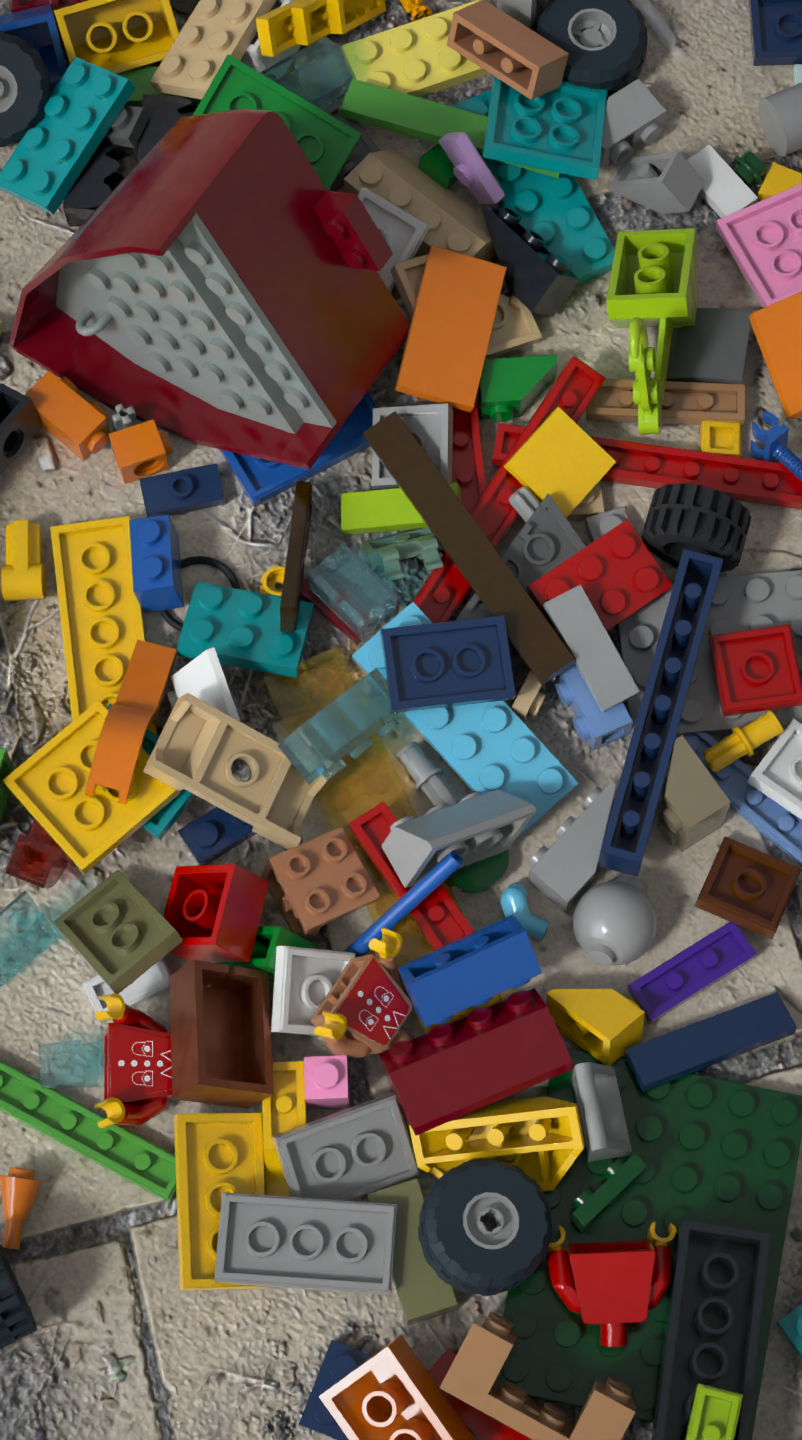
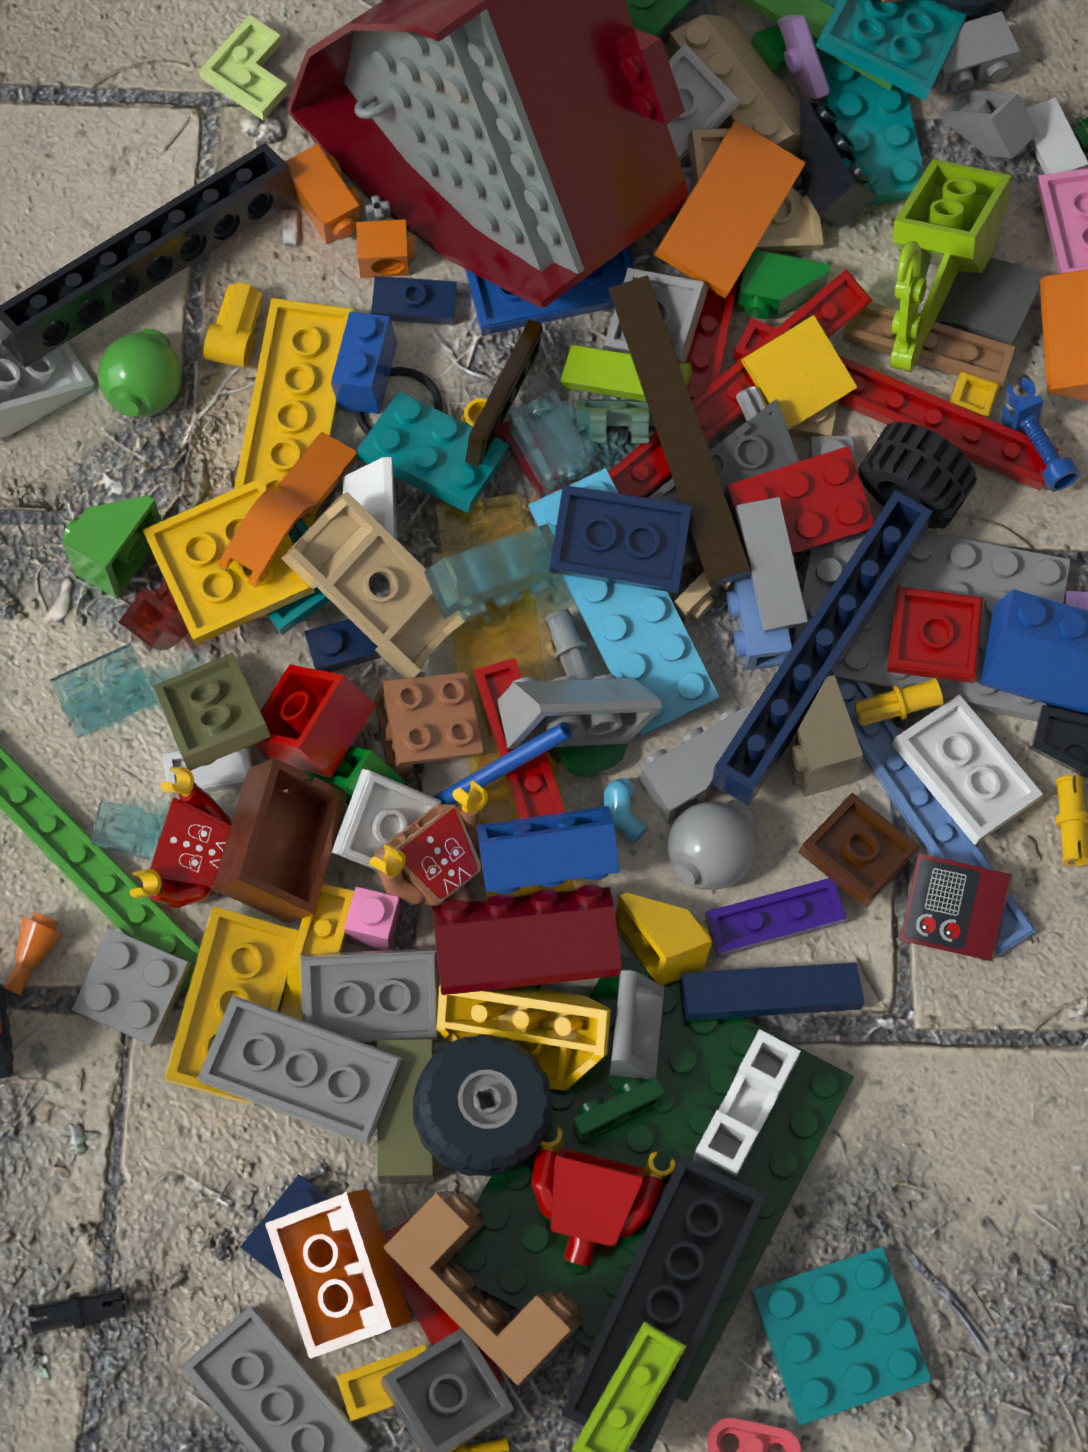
camera: 15 degrees right, 0 degrees up
(122, 1211) = (131, 987): none -> light grey plate
(723, 1155) = (746, 1105): none -> white arch

